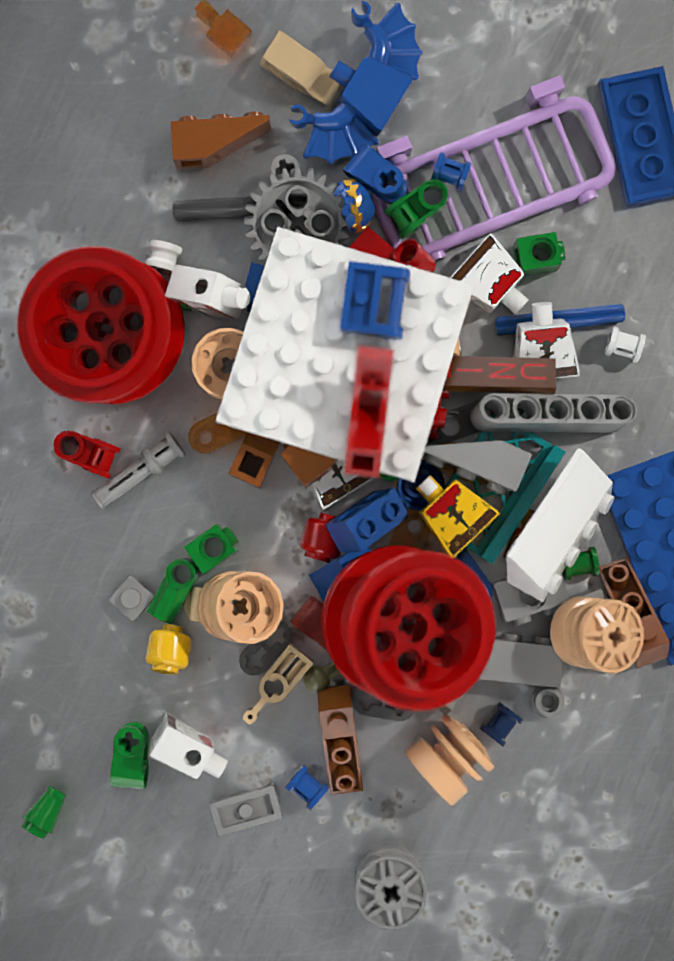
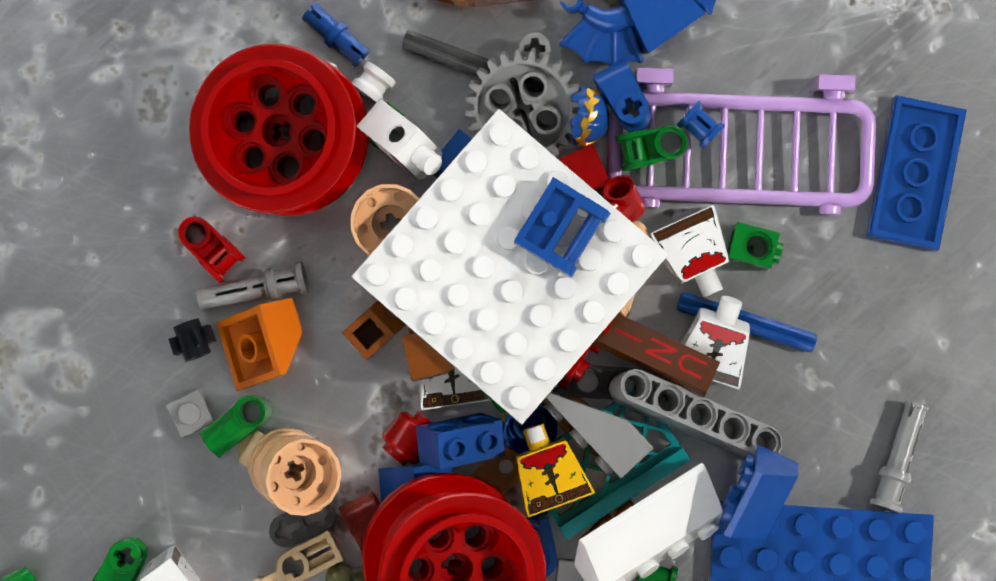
camera: 15 degrees right, 0 degrees up
(106, 536) = (192, 340): none -> black gear
(114, 231) = (335, 34): none -> blue pin
(164, 512) = (260, 342): none -> orange slope
(168, 650) = (204, 482): yellow head -> none
(198, 552) = (277, 399): green brick -> none
(221, 435) = (350, 291): clear orange plate -> none
(368, 411) = (505, 338): red arch -> none
(625, 344) = (800, 377): white bush -> none
(636, 453) = (759, 494): none -> blue slope

